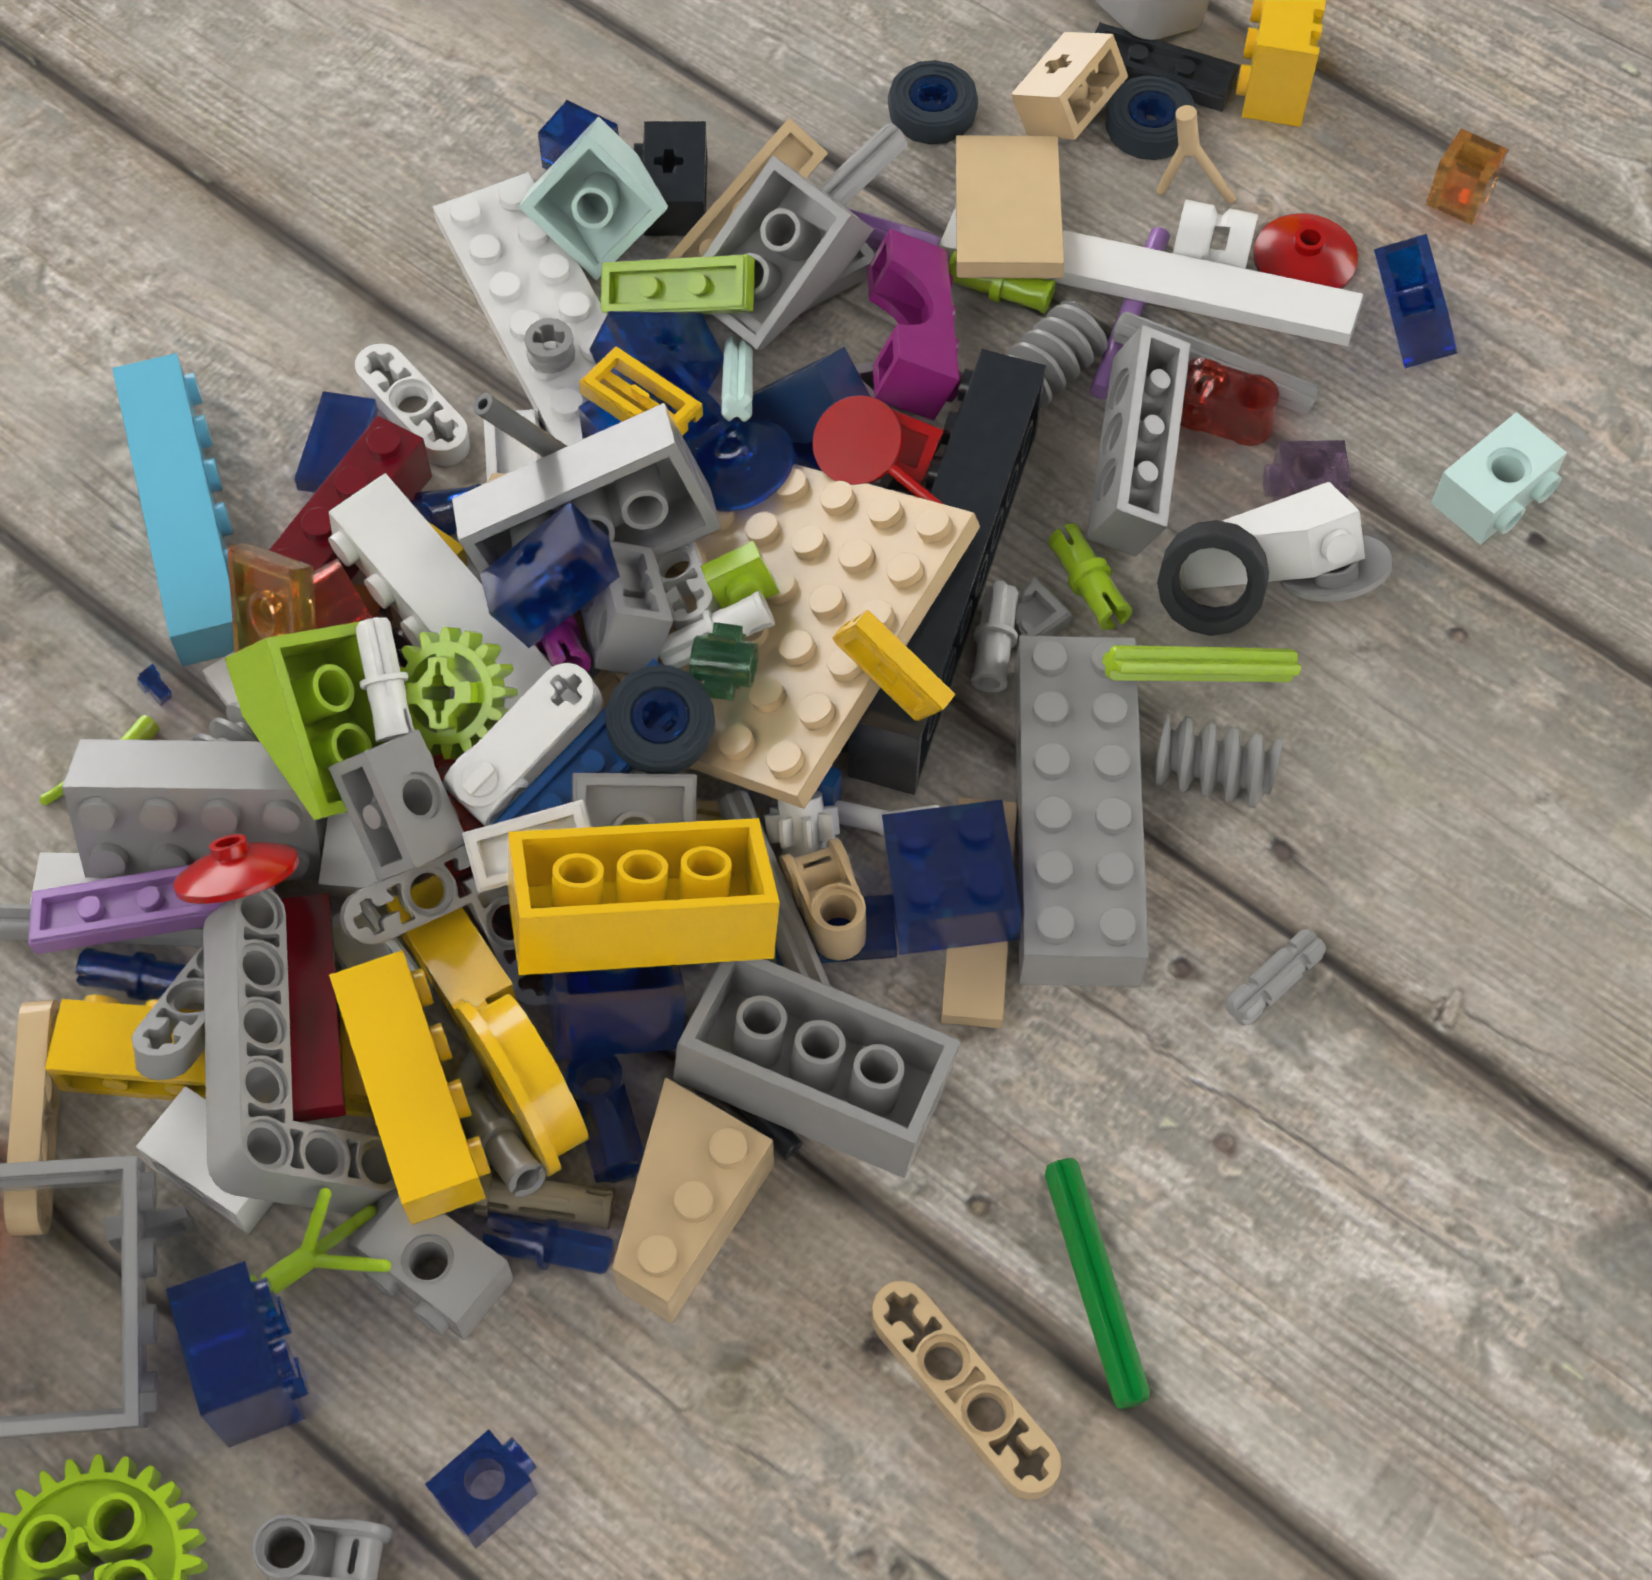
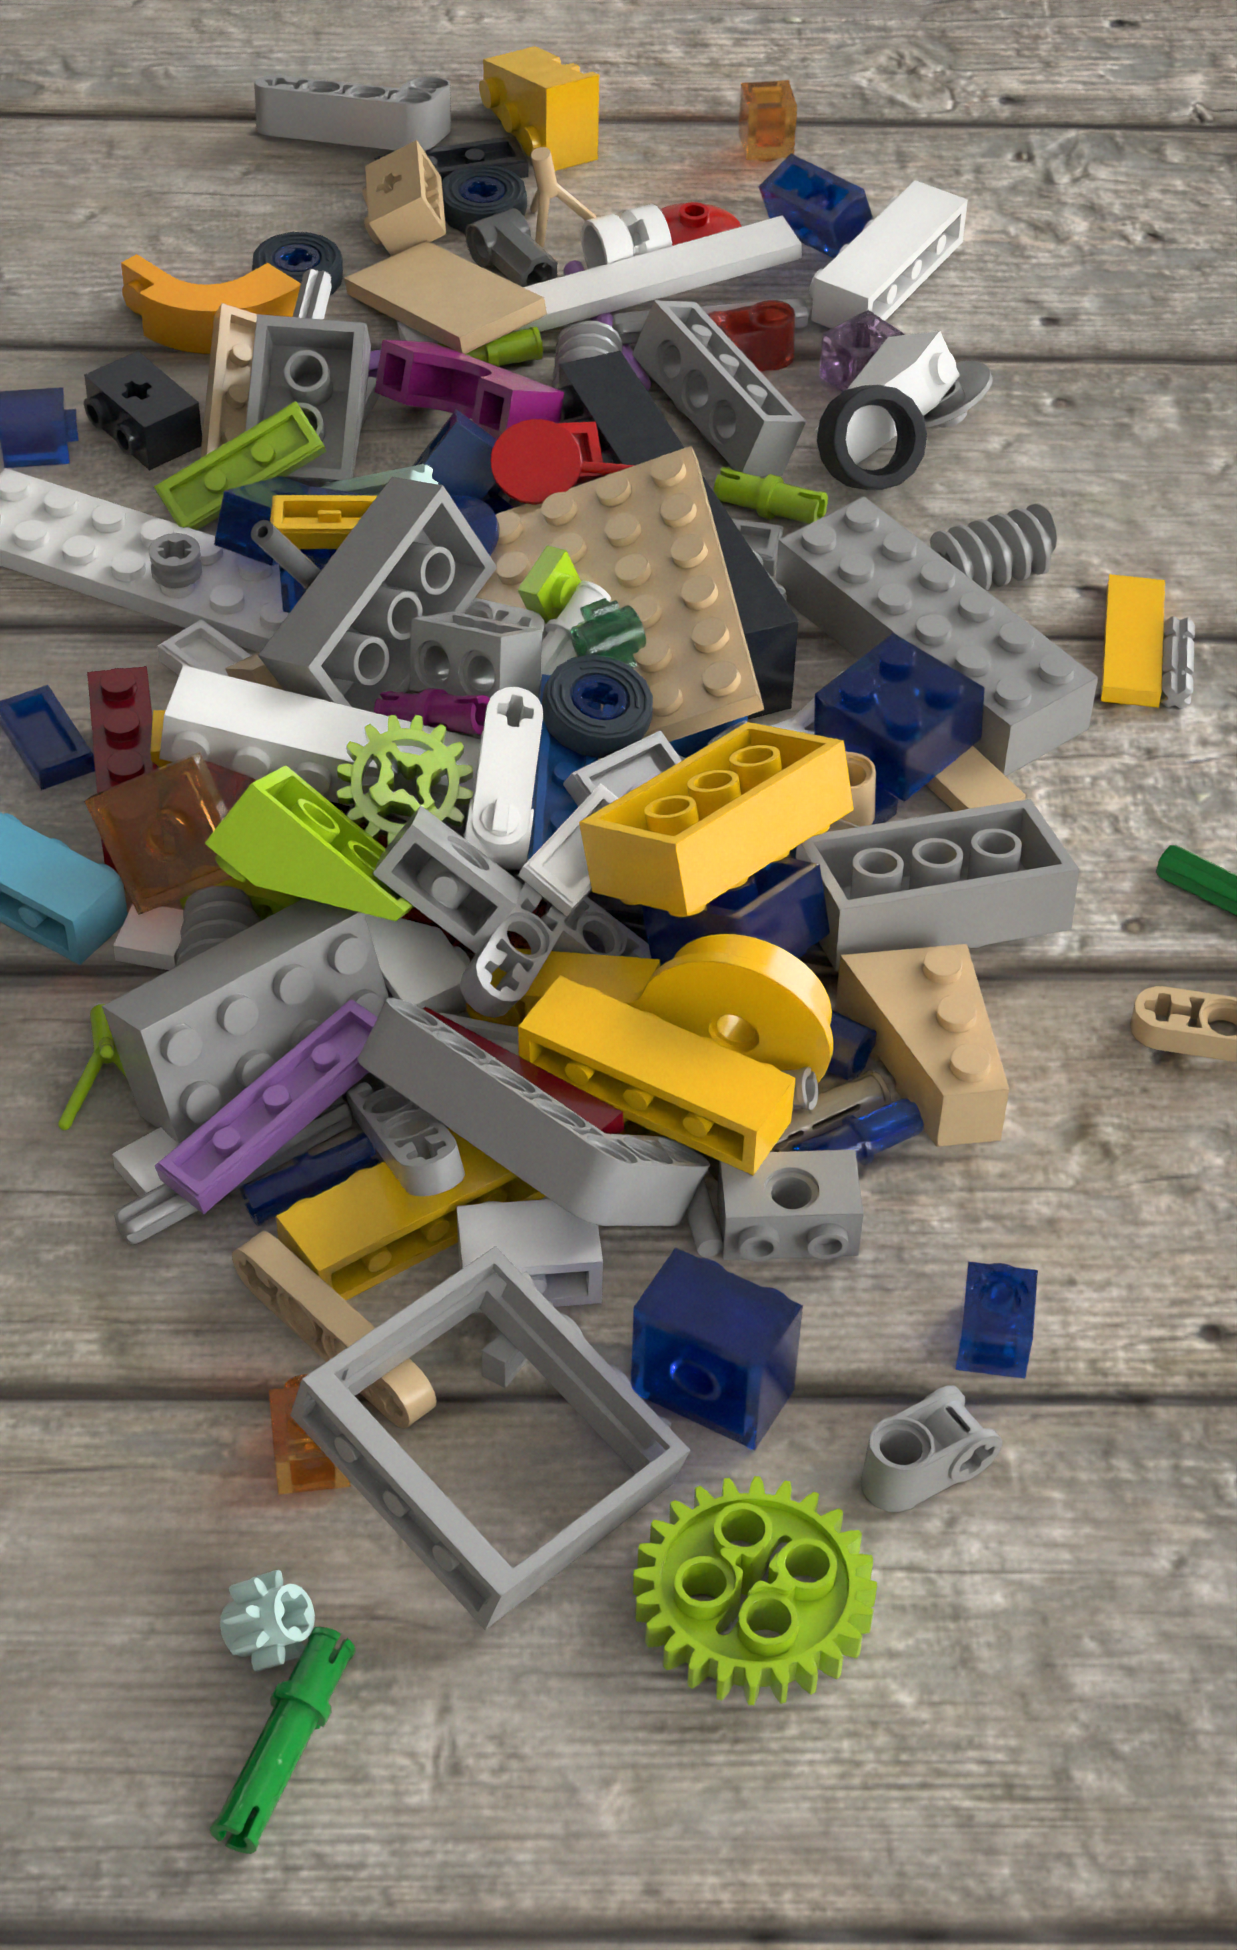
camera: 40 degrees left, 15 degrees down
(150, 681) = (78, 982): clear blue piece -> none
(235, 870) = (355, 1004): red dish -> none
(313, 1252) = (686, 1229): lime plant -> none
(383, 679) = (349, 792): white axle -> none
(410, 383) = (33, 664): white beam -> none
(549, 575) = (409, 650): clear blue brick -> none
(595, 198) = (103, 441): light aqua slope -> none
(831, 118) = (183, 312): none -> light orange arch
(893, 666) = (754, 556): yellow tile -> none
(1118, 182) = (508, 244): none -> dark grey piece
(1200, 664) = (924, 490): lime axle -> none
(1261, 926) = (1133, 641): none -> yellow tile
(1432, 392) = (889, 256): none -> white brick
(1499, 479) = (992, 289): light aqua brick -> none

